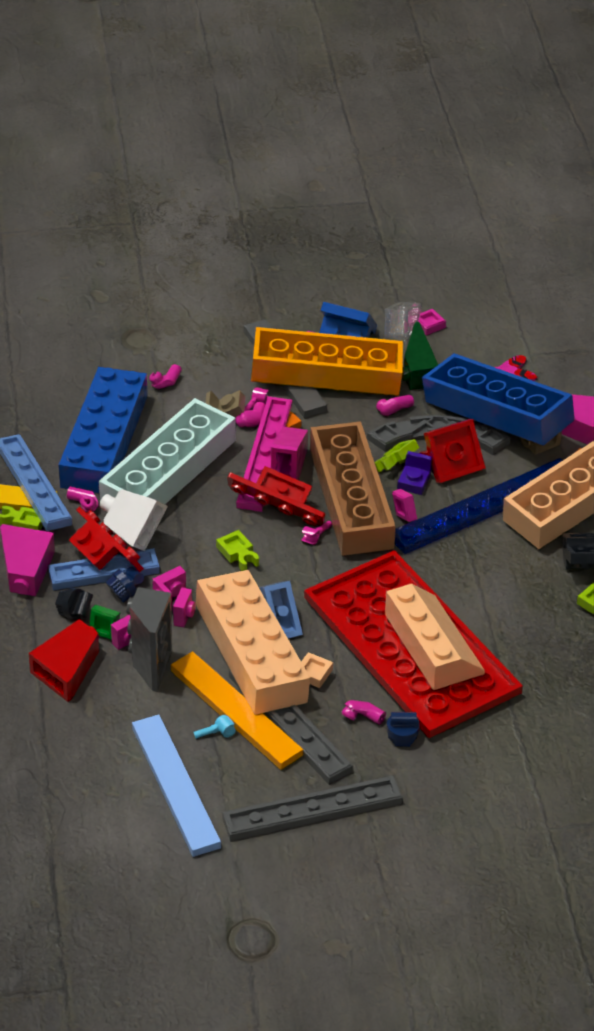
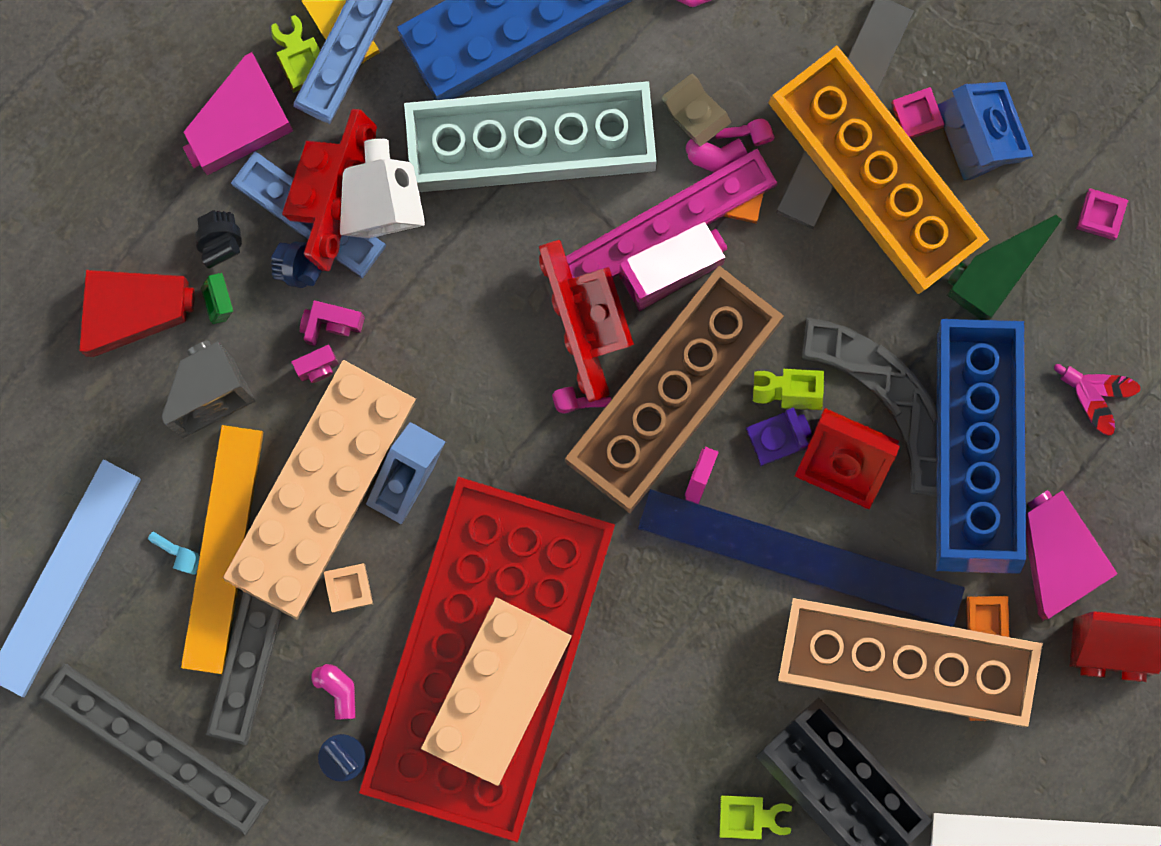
camera: 55 degrees right, 40 degrees up
(85, 497) = (401, 90): dark pink arm -> none
(119, 633) = (226, 334): dark pink plate -> none
(237, 547) = (465, 336): lime plate -> none
(390, 406) = (891, 311): dark pink arm -> none
(401, 319) = (1059, 187): clear slope -> none

